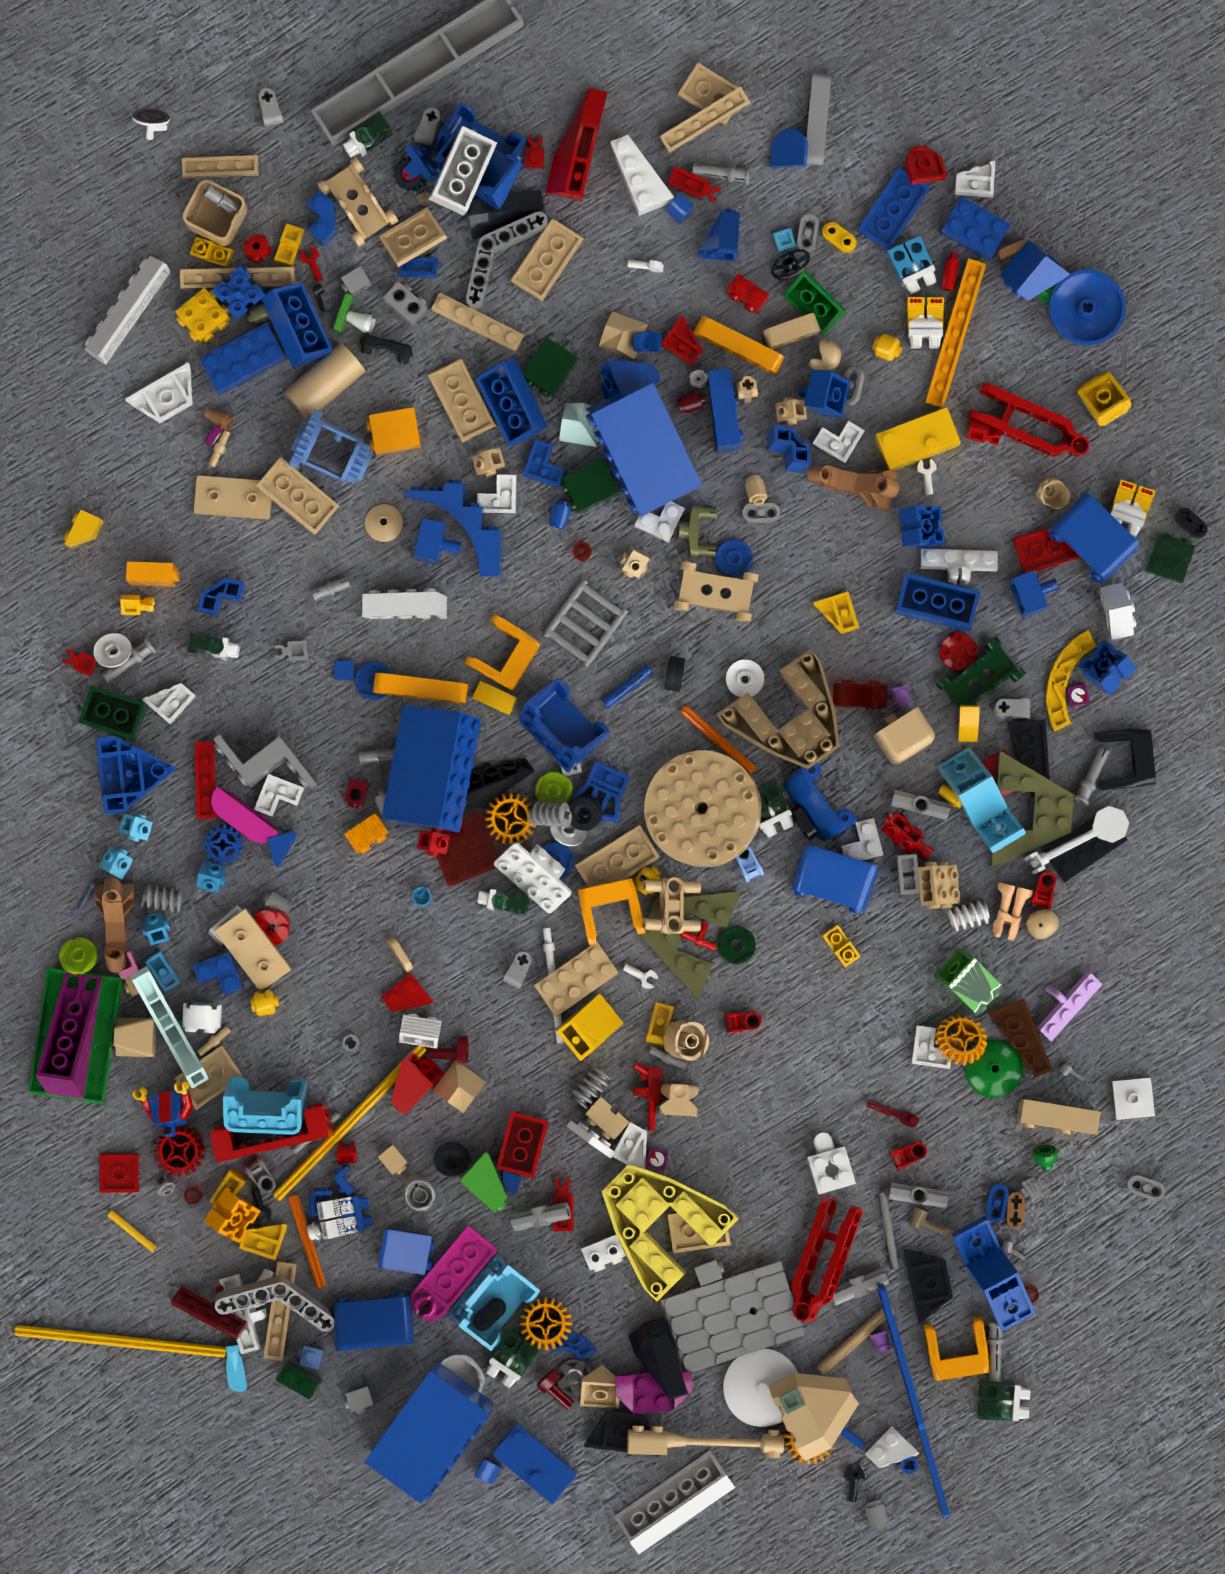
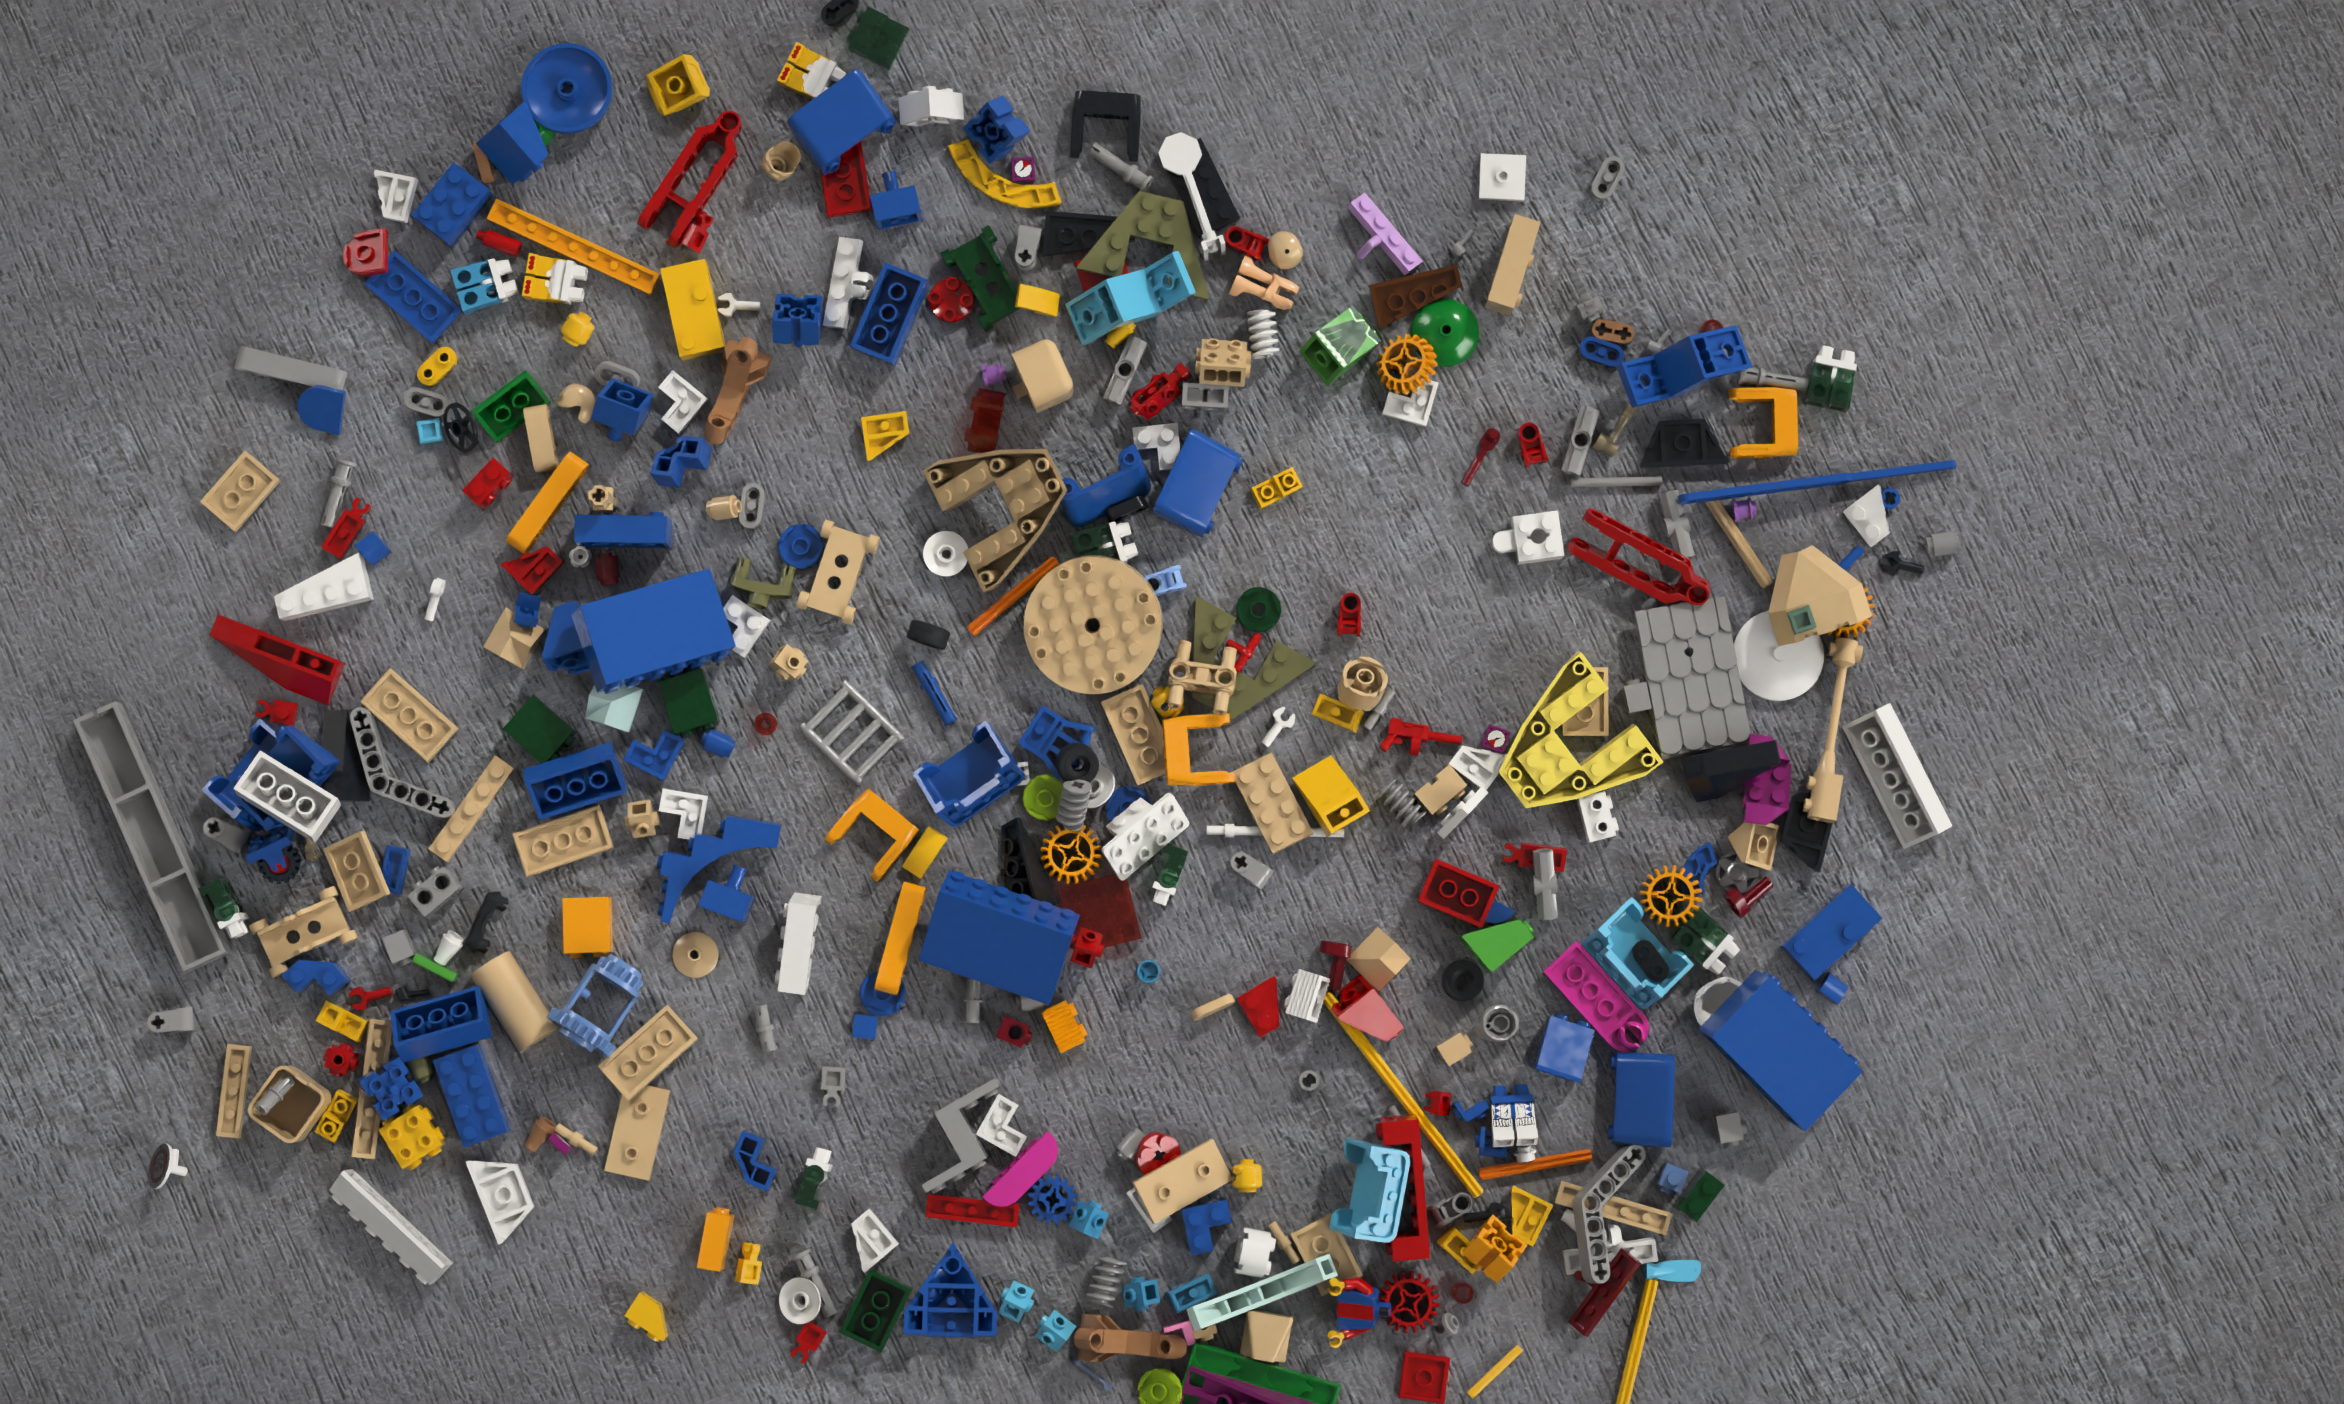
camera: 80 degrees left, 0 degrees up
(280, 846) = (1063, 1131): blue slope -> none
(678, 1100) = (1431, 703): tan piece -> none
(705, 119) = (270, 502): tan plate -> none
(722, 238) = (417, 502): blue slope -> none
(790, 411) = (636, 452): tan brick -> none
(1045, 1156) = (1555, 287): green brick -> none

